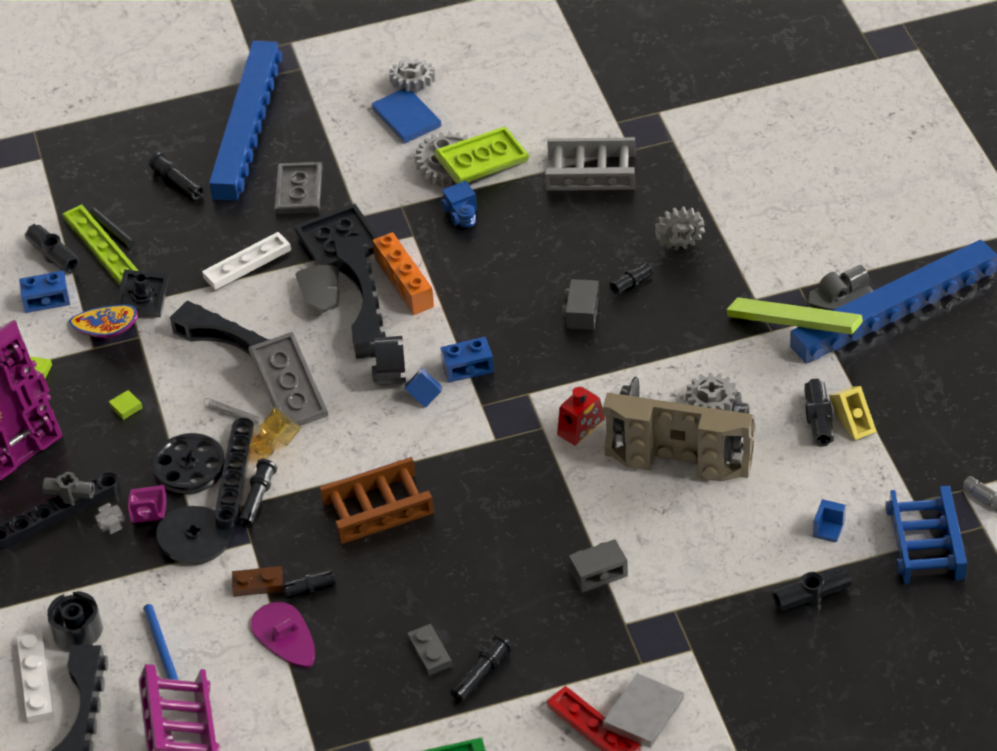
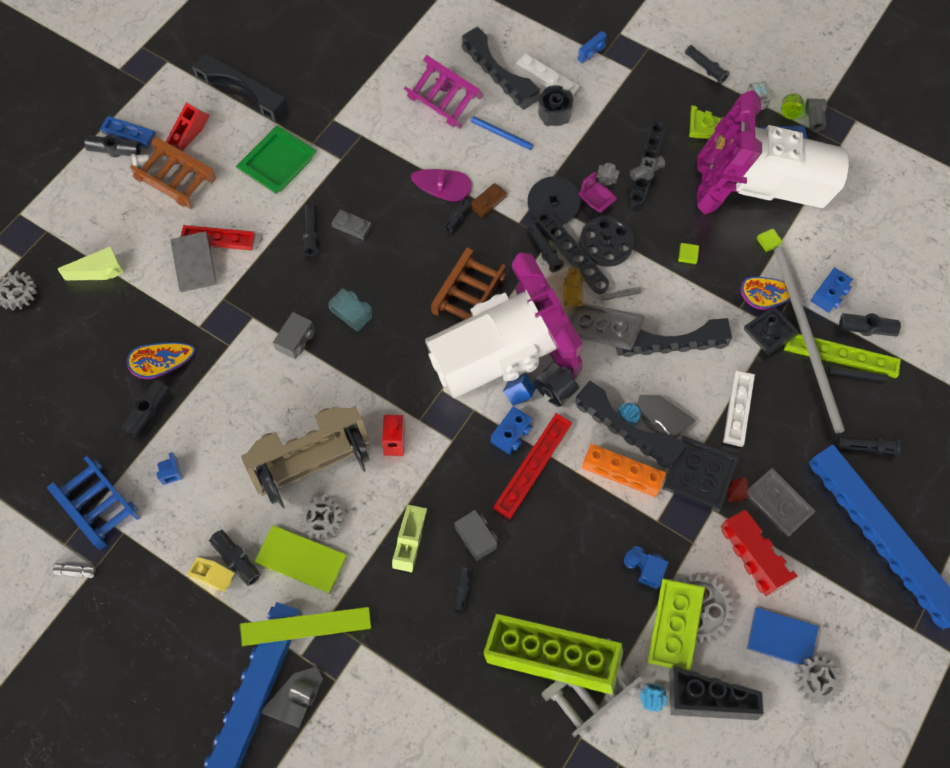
camera: 135 degrees right, 20 degrees up
(116, 270) = (809, 341): none -> light grey piece
(322, 205) = (738, 490): none -> clear red slope
(348, 307) = (629, 413): none -> dark azure gear
(363, 158) = (757, 553): none -> red wedge
(393, 406) = (507, 335): none -> white piece
(475, 325) = (532, 466): none -> red plate
(507, 104) = (711, 697): none -> black wedge
(516, 554) = (350, 309): none -> clear light blue brick
(548, 129) = (653, 697): none -> dark azure gear
(602, 180) = (554, 653): none -> lime brick
(643, 336) = (409, 538): none -> yellowish green slope
(679, 228) = (458, 654): light grey gear -> none
(758, 381) = (300, 559): none -> lime tile
(762, 624) = (158, 359): none -> shield

